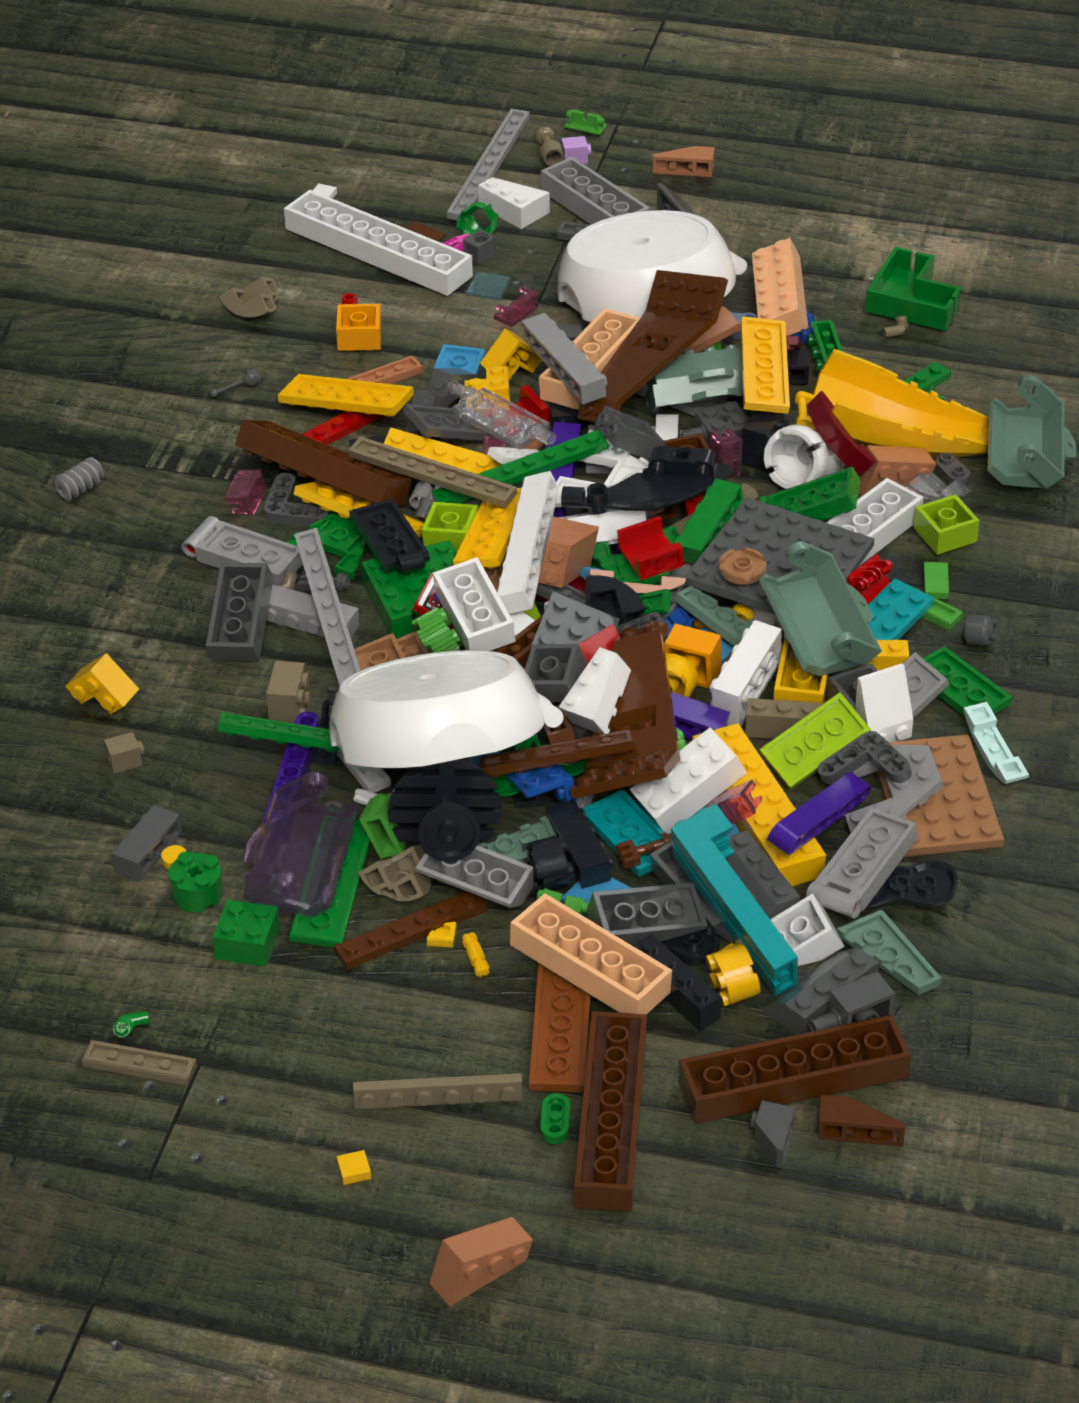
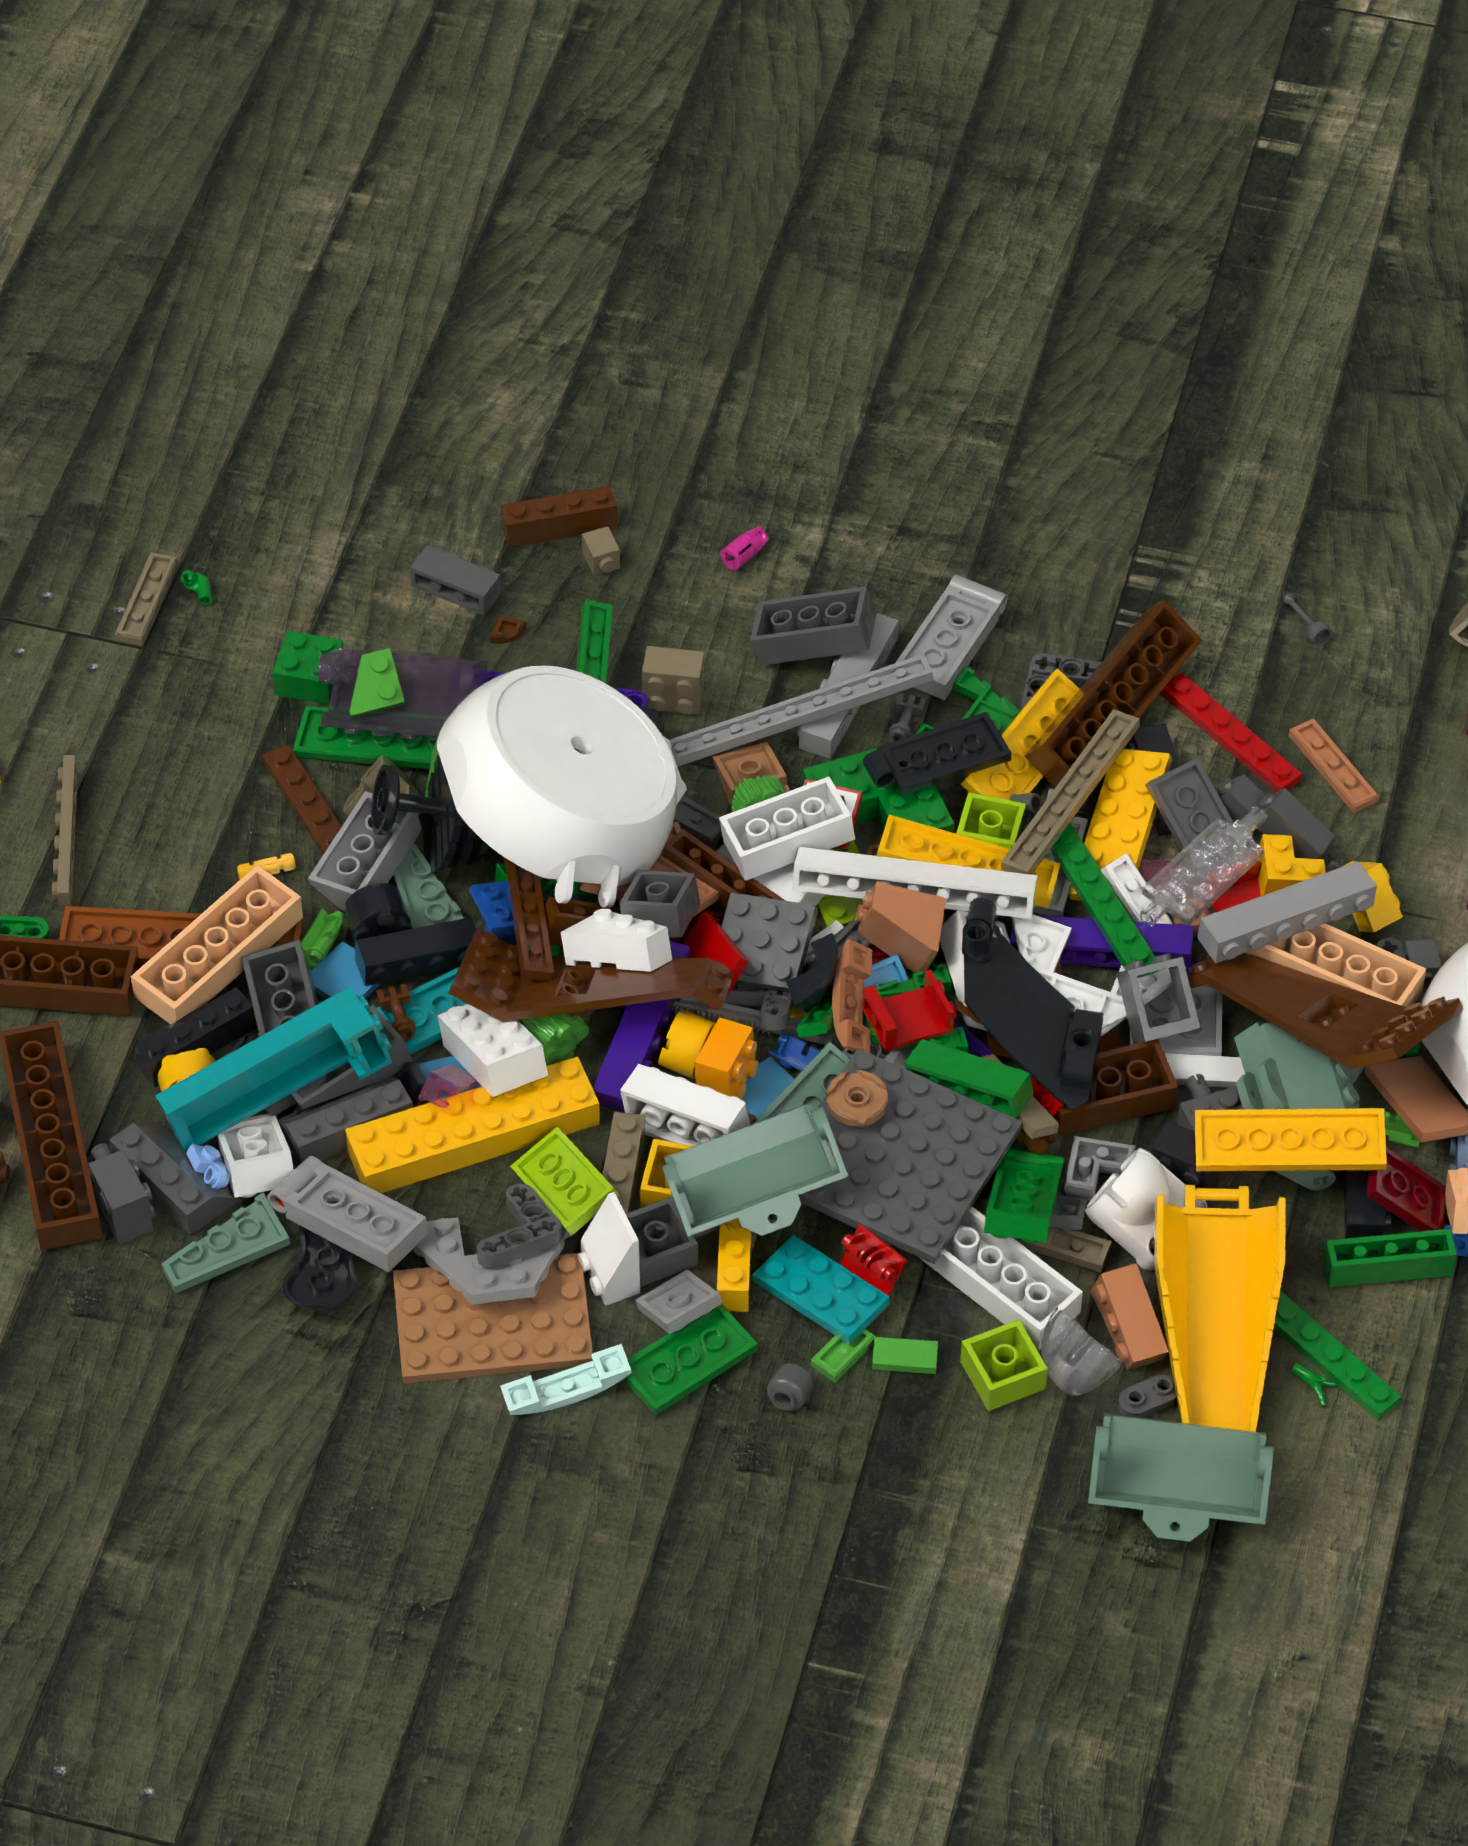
camera: 90 degrees right, 10 degrees up
(79, 479) = (1087, 475): light grey piece -> none
(80, 778) = (558, 516): none -> reddish brown brick
(104, 682) = (701, 520): yellow brick -> none
(136, 672) = (744, 548): none -> dark pink hinge
(170, 854) = (439, 608): yellow tile -> none
(195, 881) = (388, 620): green brick -> none
(203, 814) = (507, 630): none -> reddish brown tile
(246, 491) = (1074, 636): clear pink hinge -> none
(295, 862) = (376, 685): none -> bright green wing
(346, 395) = (1266, 719): yellow plate -> none
(358, 327) = (1423, 730): light orange brick -> none
(443, 936) = (300, 841): yellow tile -> none
(460, 357) = (1363, 841): dark azure plate -> none
(727, 449) = (1142, 1117): clear pink hinge -> none
(755, 477) = (1088, 1160): none -> light grey brick
(810, 964) = (209, 1162): none -> light blue plate
(819, 813) = (422, 1166): dark purple beam -> none
(837, 436) = (1113, 1249): dark red slope -> none

